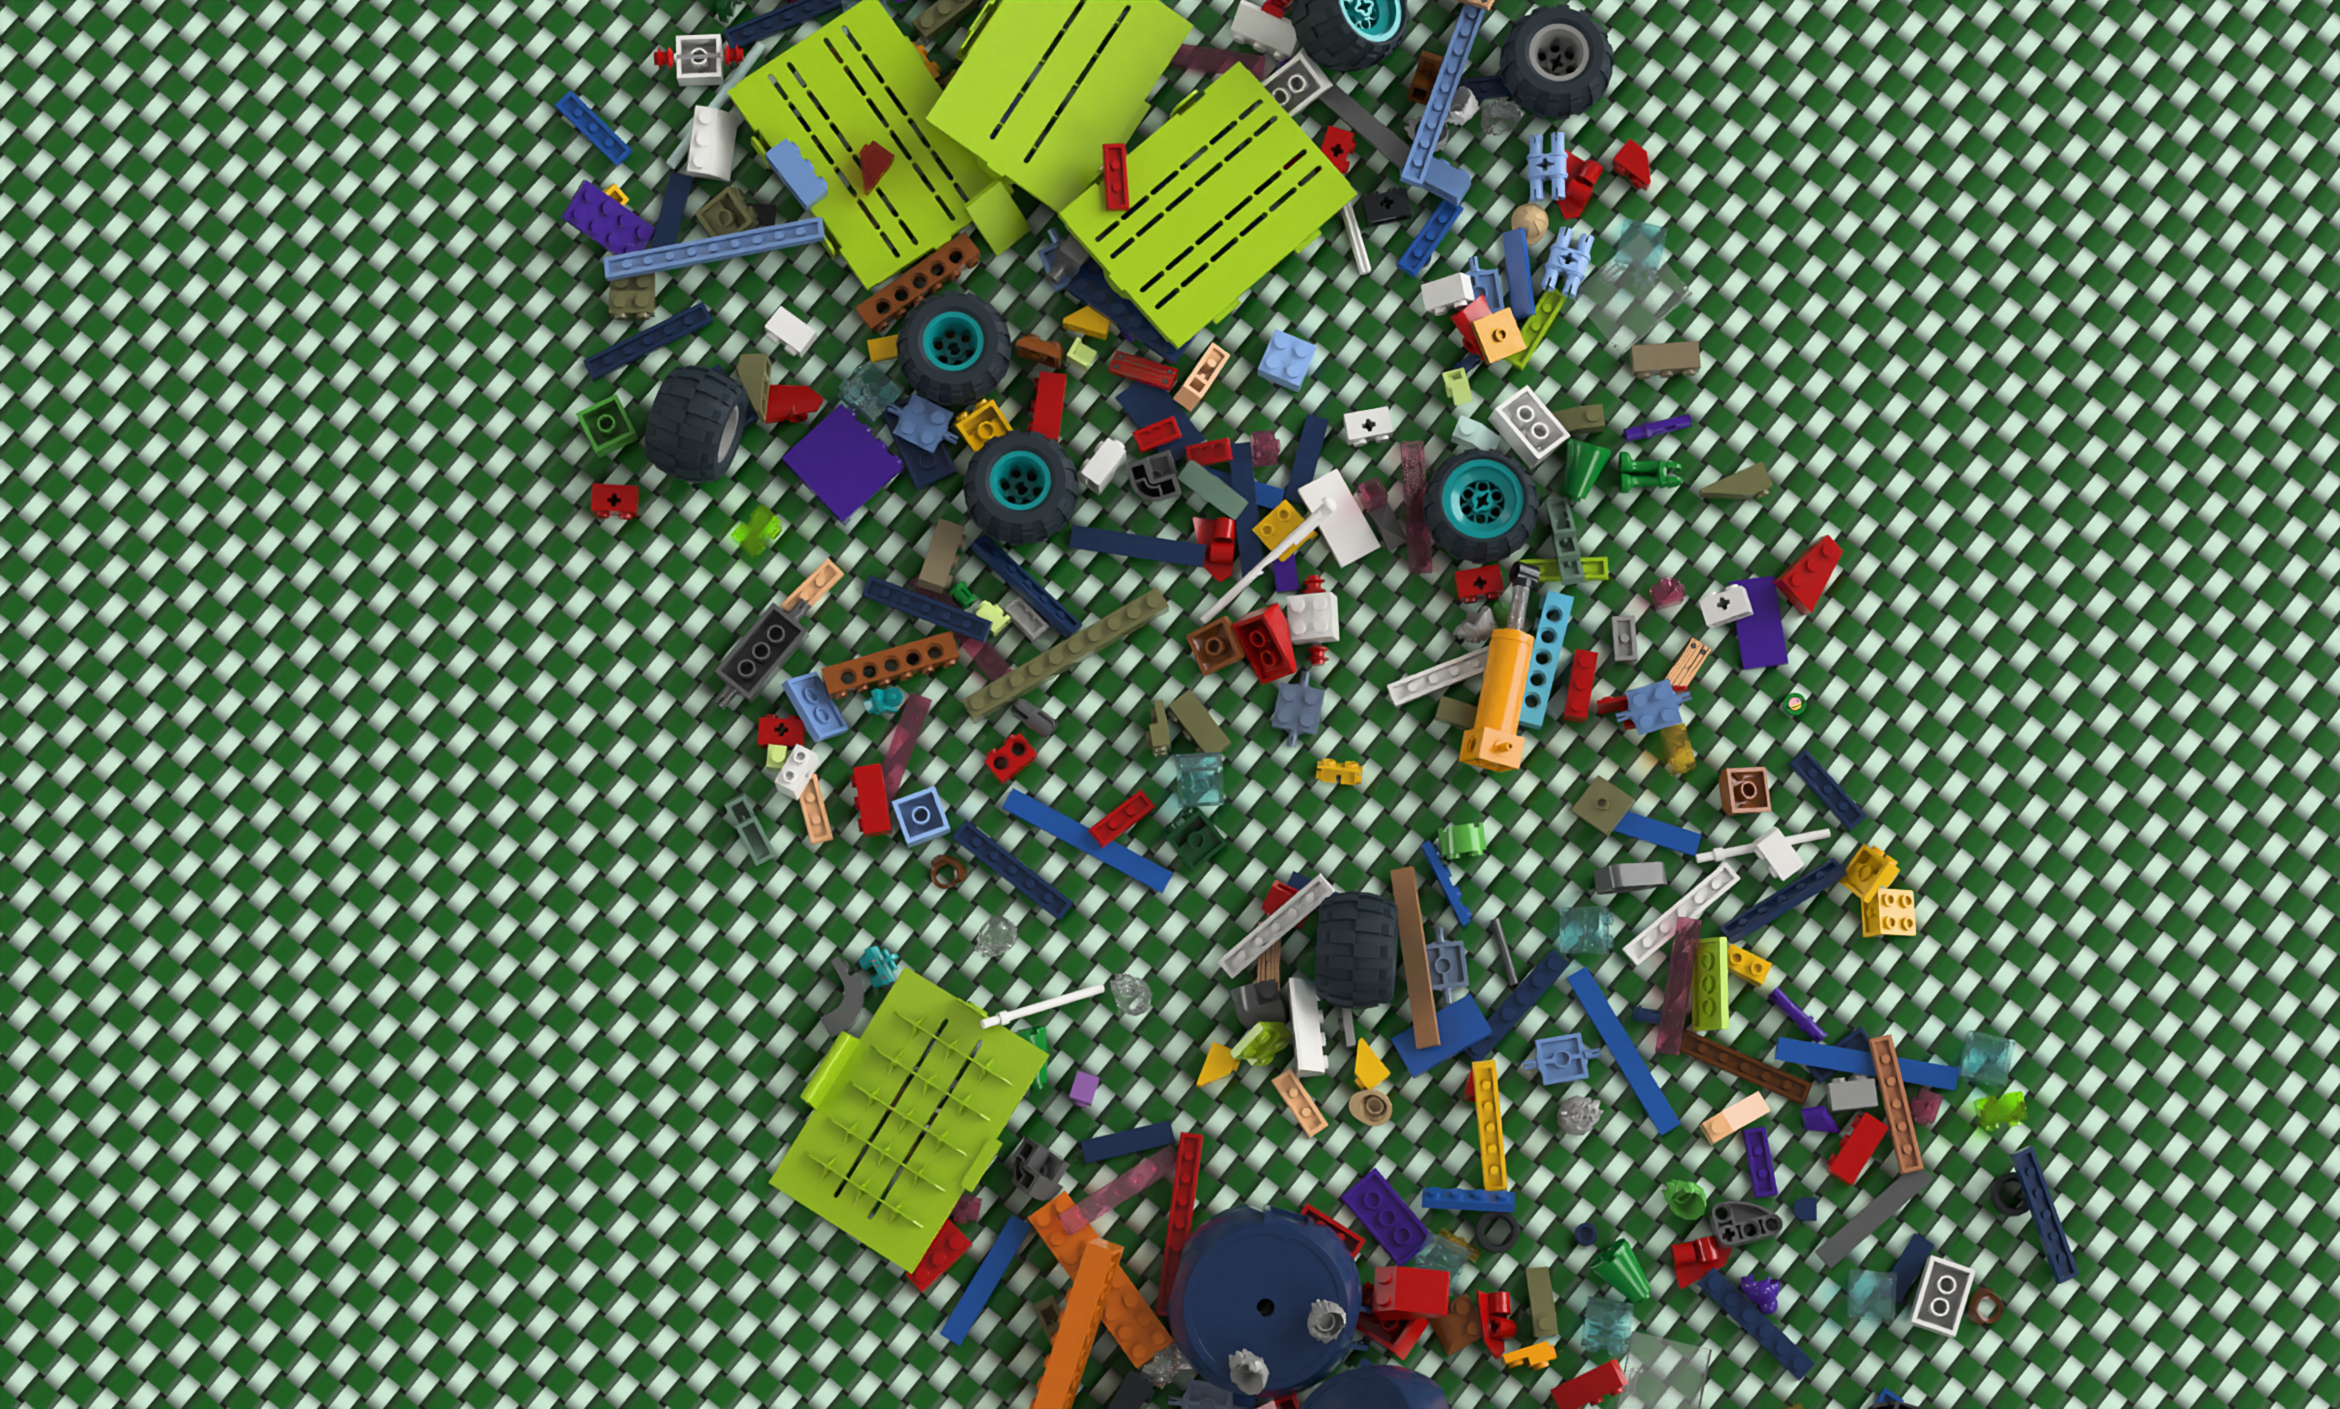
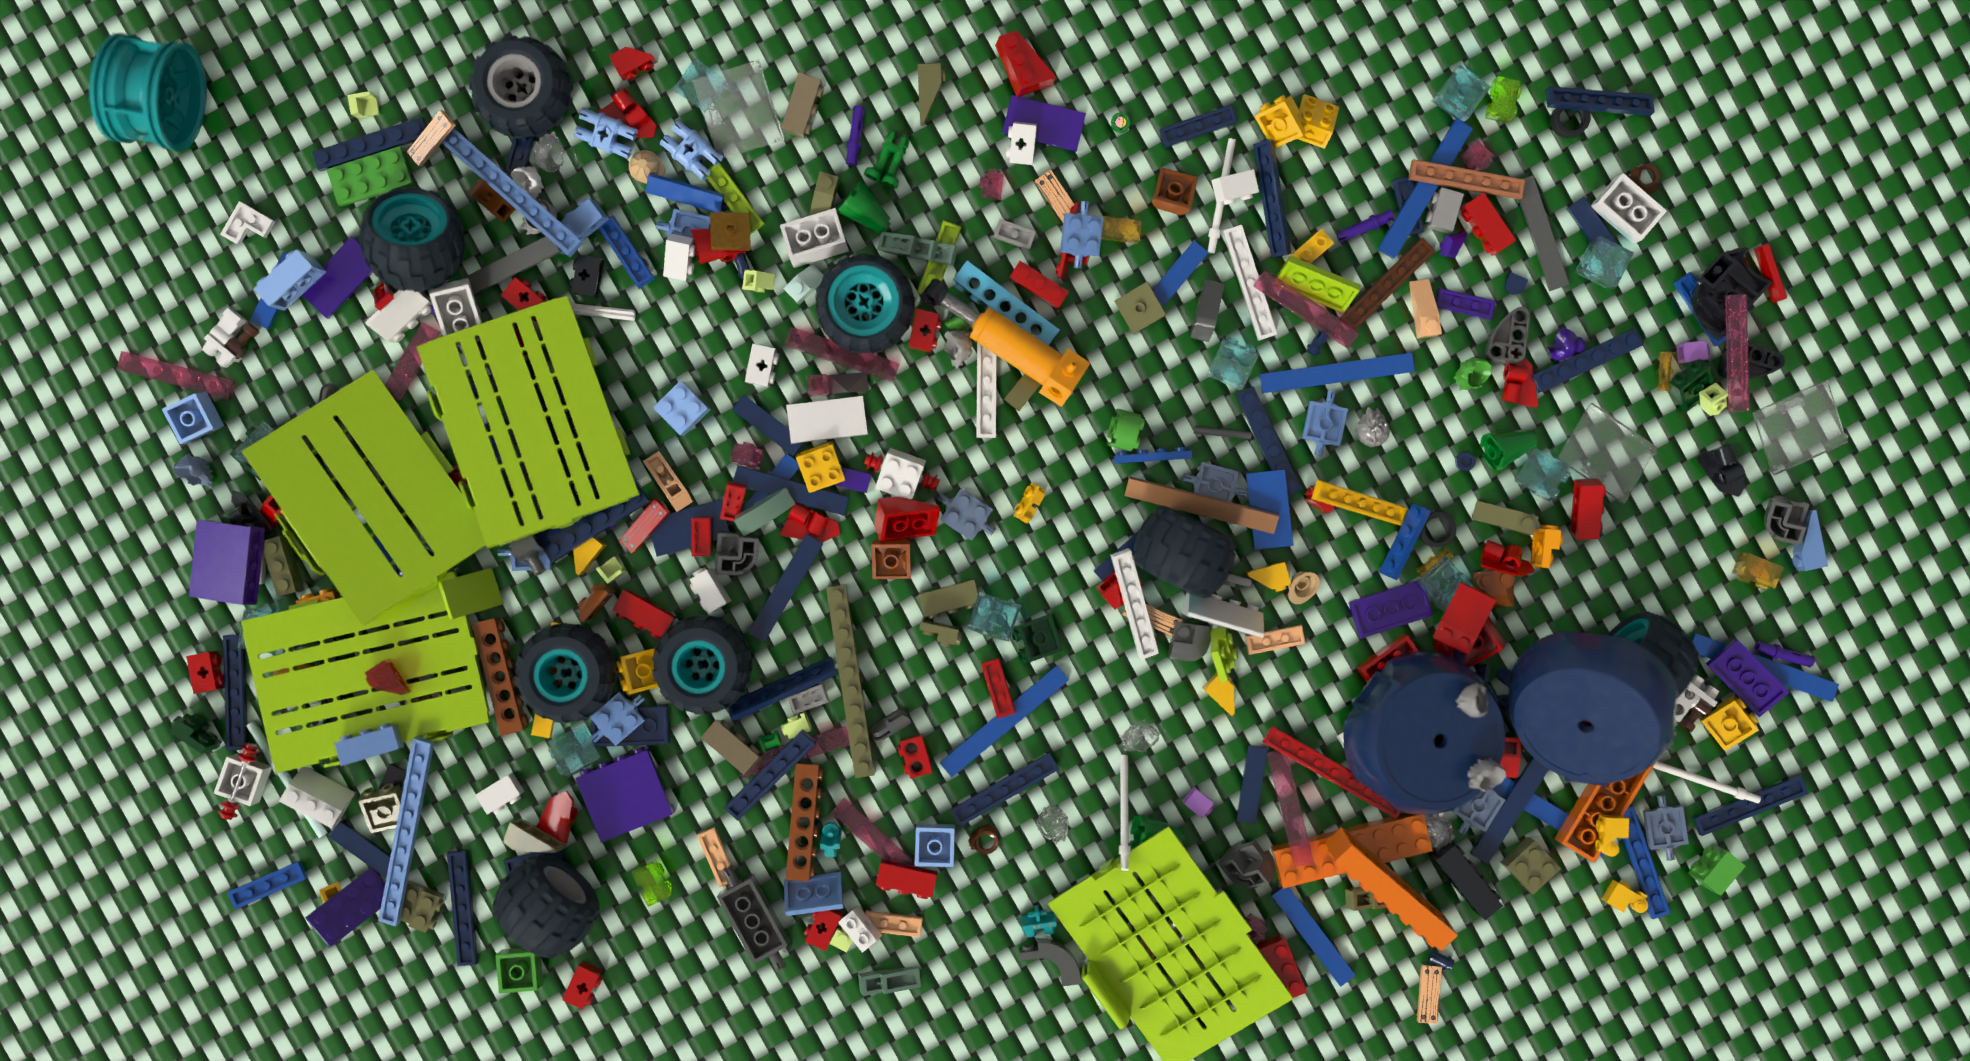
camera: 70 degrees left, 10 degrees up
(1115, 177) = (475, 488): red tile -> none
(1295, 537) = (830, 461): white bar -> none

